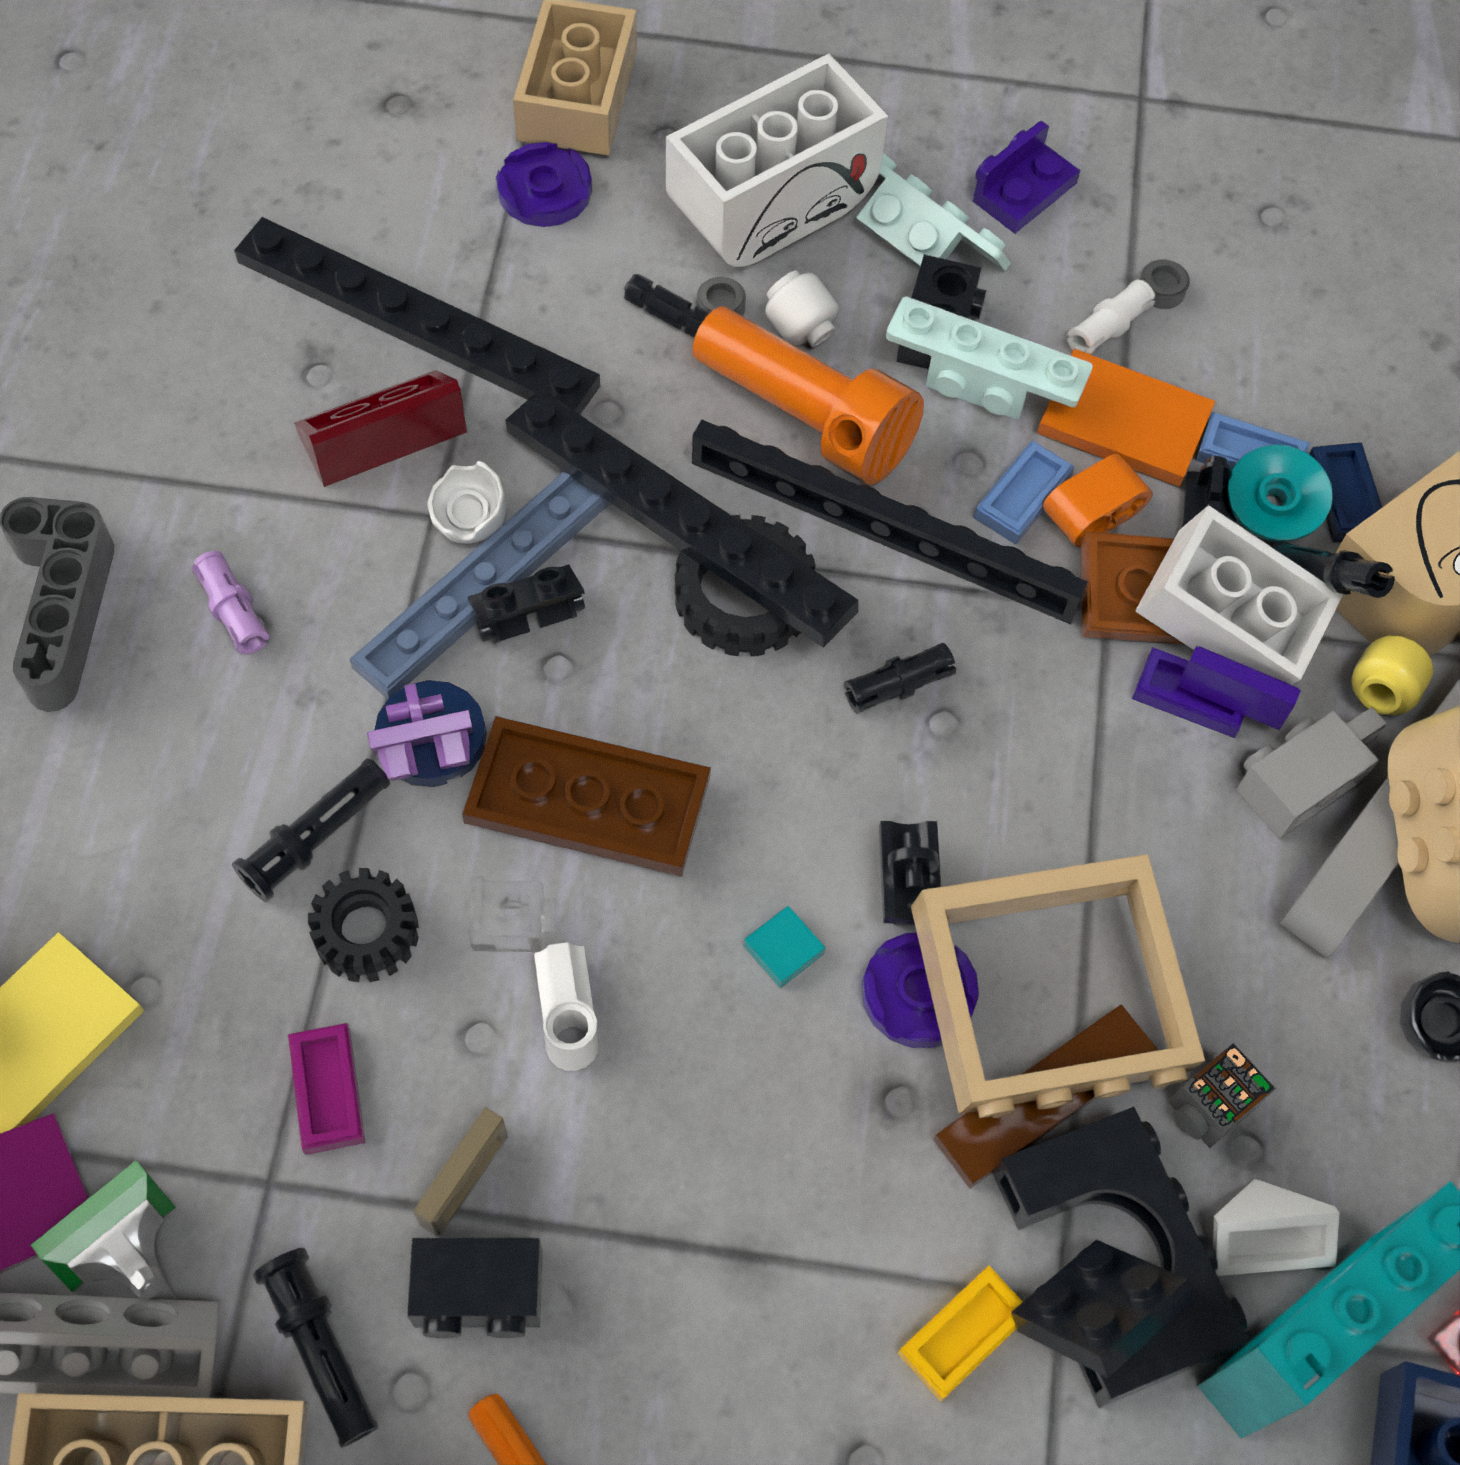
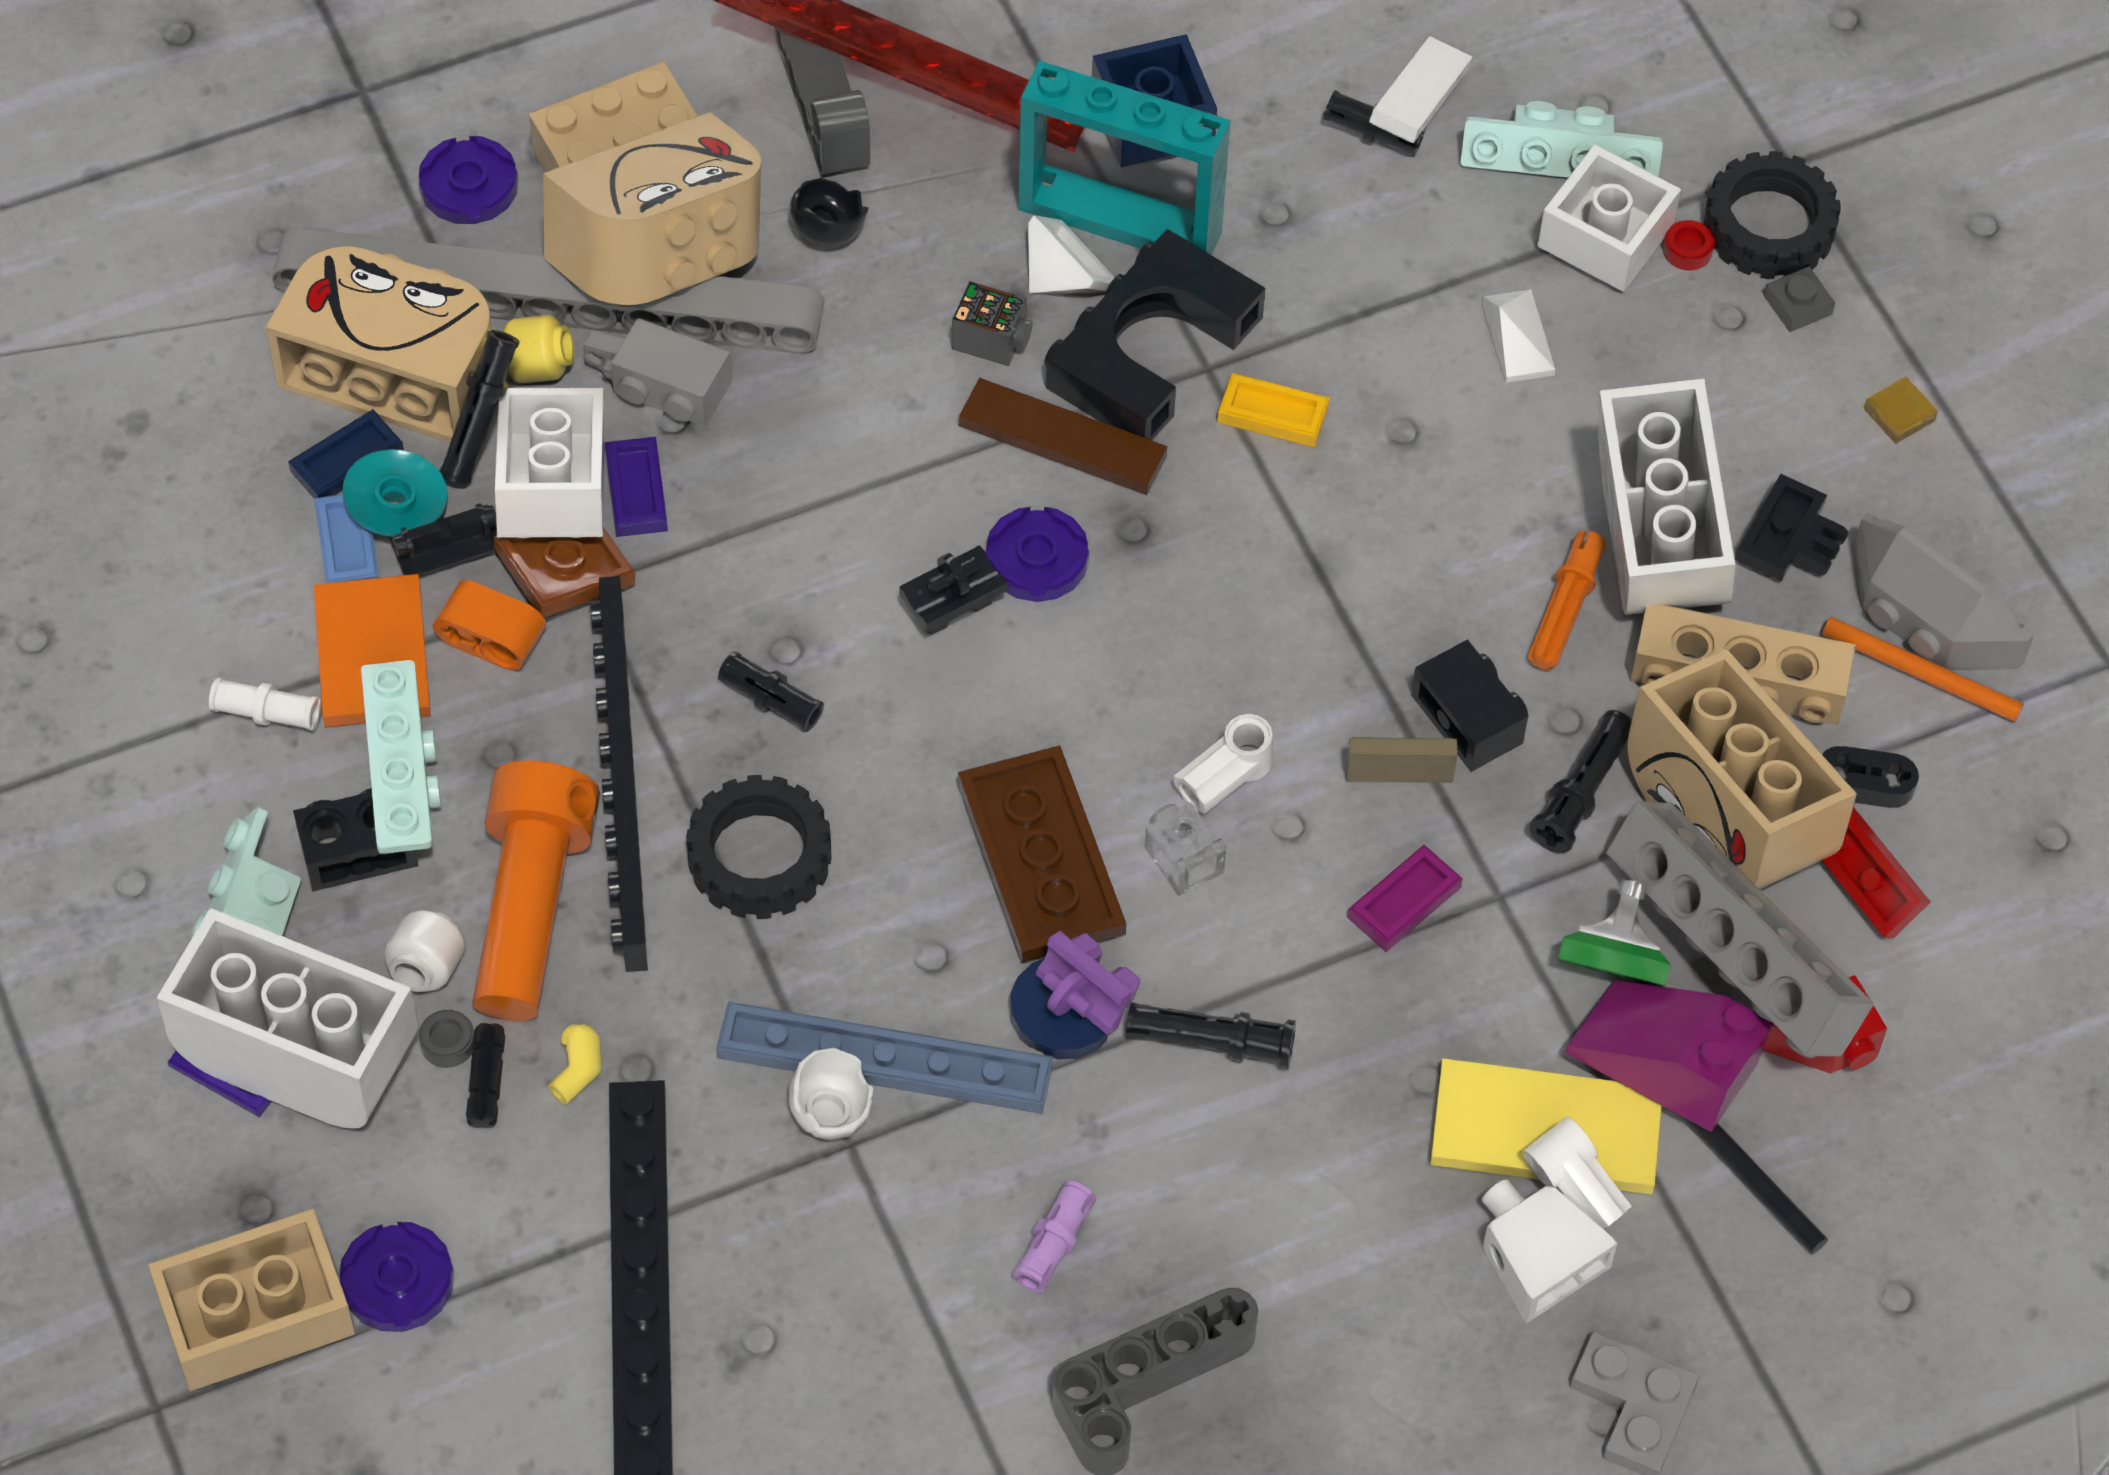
camera: 120 degrees left, 5 degrees down
(357, 893) = (1272, 917): black tyre -> none
(383, 426) = (786, 1229): dark red slope -> none
(503, 607) = (895, 994): black hinge -> none
(636, 371) = (583, 1062): none -> light yellow arm
(684, 518) = (734, 920): black plate -> none
(784, 946) = (1068, 656): teal tile -> none
(1020, 493) = (509, 692): medium blue tile -> none
(1023, 179) = (127, 853): dark purple bracket -> none
(1041, 890) = (945, 499): tan window -> none
(1102, 1307) = (1207, 317): black plate -> none
(1168, 282) = (185, 687): dark grey tile -> none
(1239, 687) = (630, 436): dark purple tile -> none

